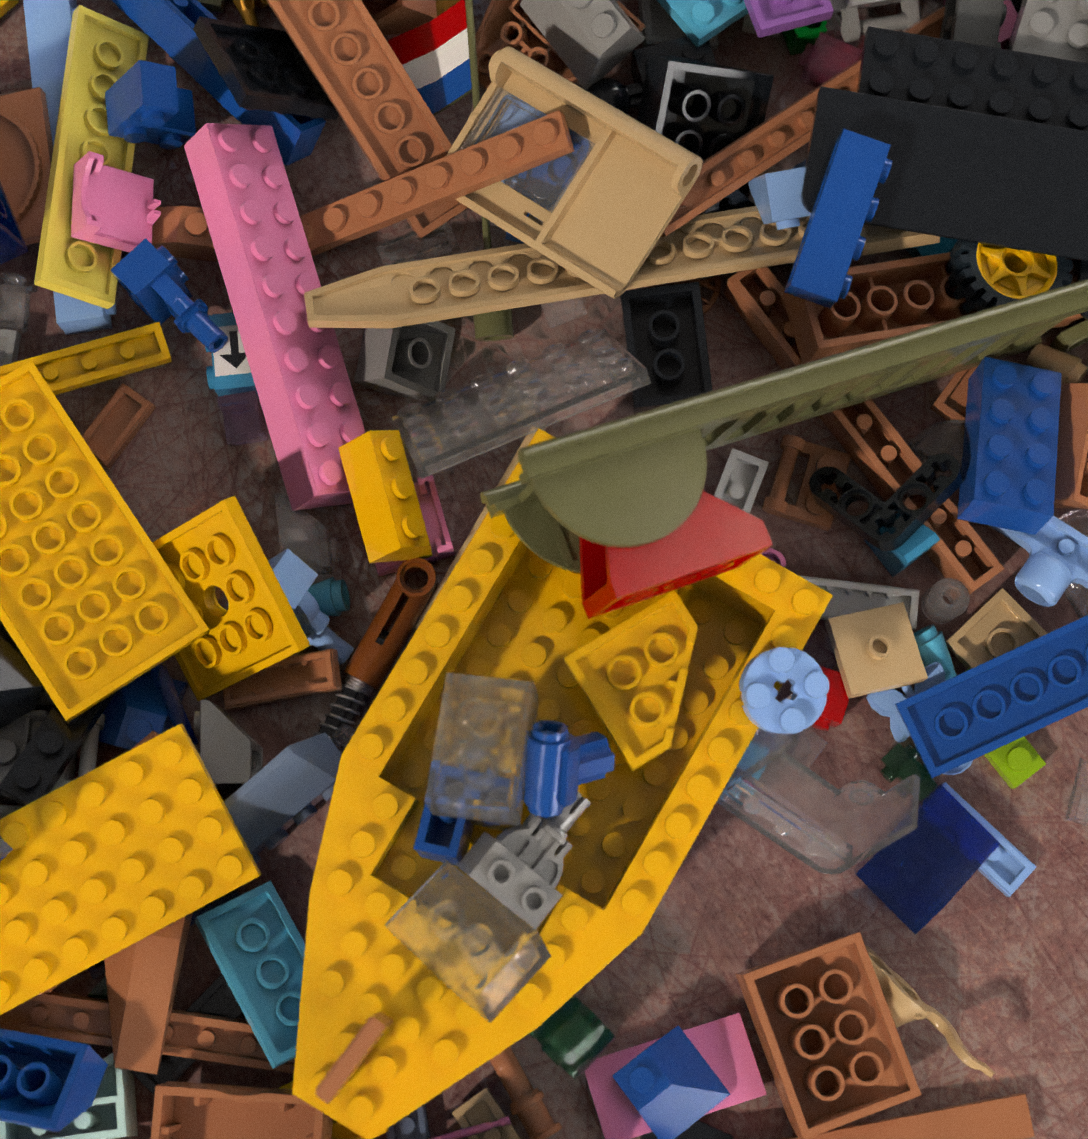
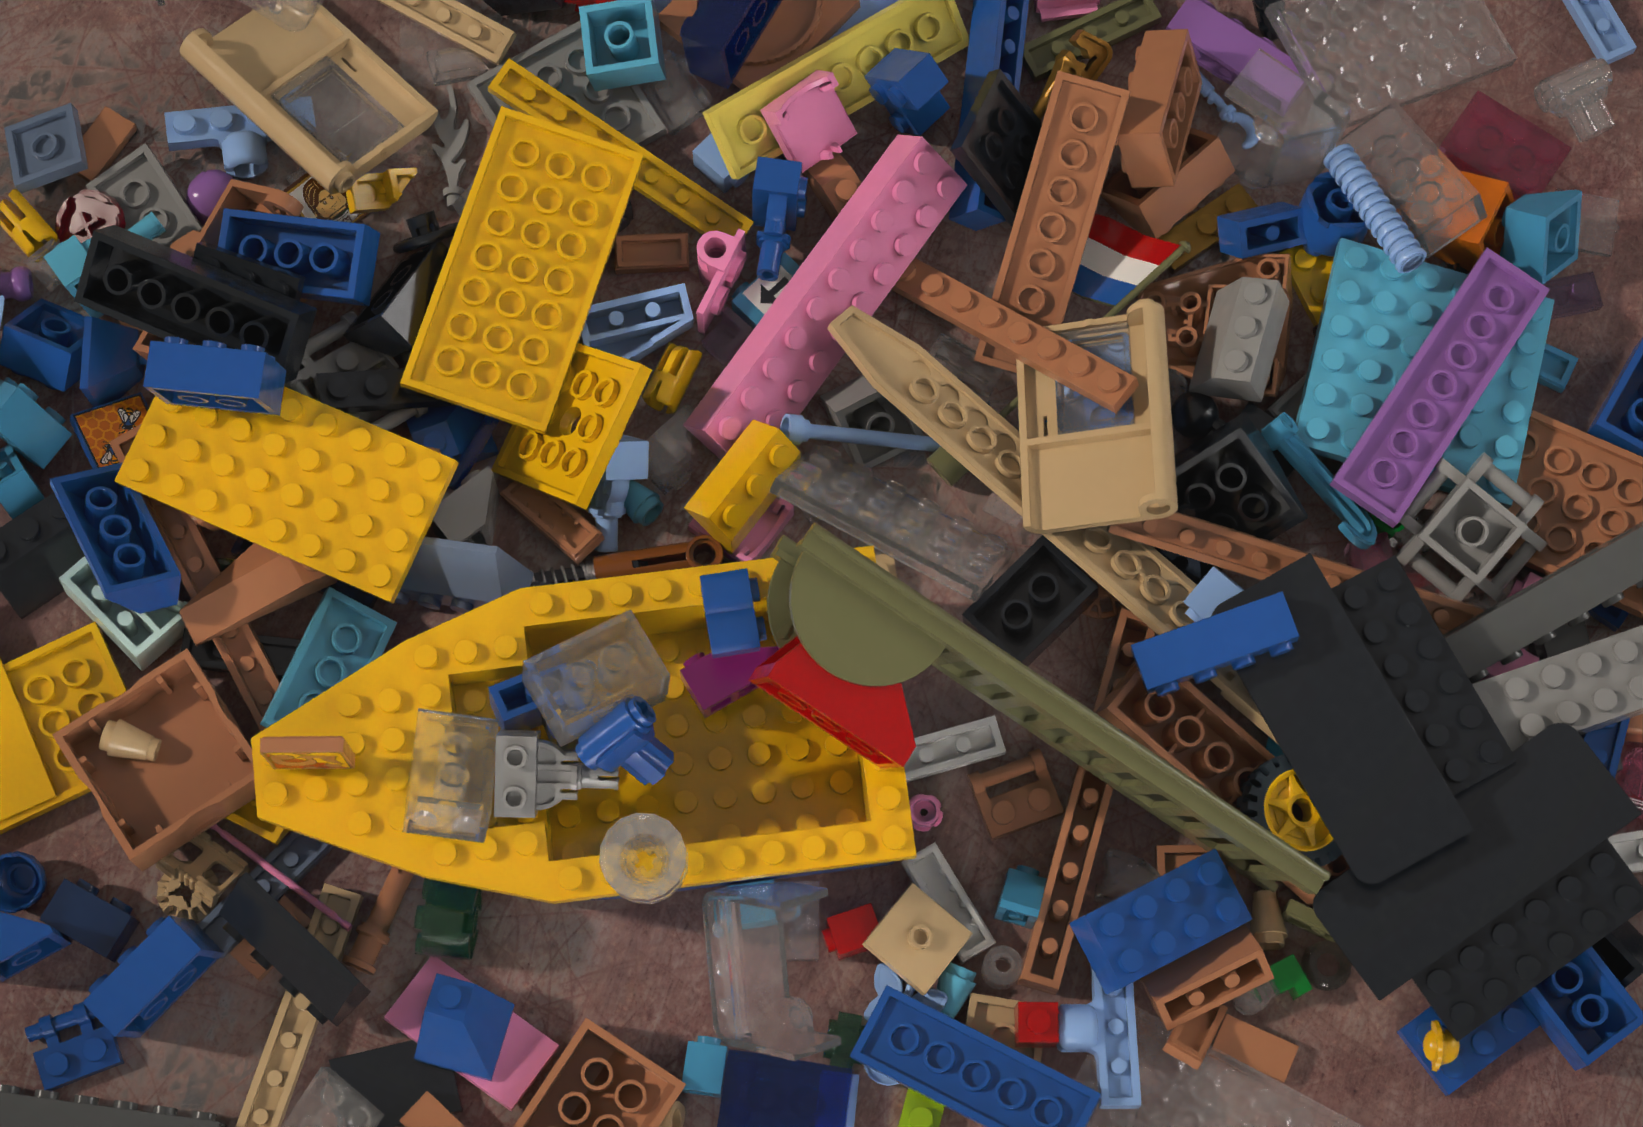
camera: 50 degrees right, 5 degrees down
(172, 480) = (638, 322): none -> light blue wedge
(174, 368) = (719, 267): none -> bright pink piece
(235, 478) = (671, 377): none -> yellow arm
(379, 415) = (801, 430): none -> light blue piece
(511, 589) = (731, 613): none -> blue brick
(546, 633) = (721, 680): none -> magenta slope
(639, 677) = (738, 754): yellow plate -> none
(689, 43) = (1356, 523): none -> dark azure piece
(703, 834) = (620, 855): none -> clear wheel
(759, 695) = (829, 884): light blue plate -> none
(848, 903) = (705, 1067): none -> dark azure brick
(882, 513) = (1025, 861): black beam -> none
(1018, 608) = (1036, 1024): none -> red brick

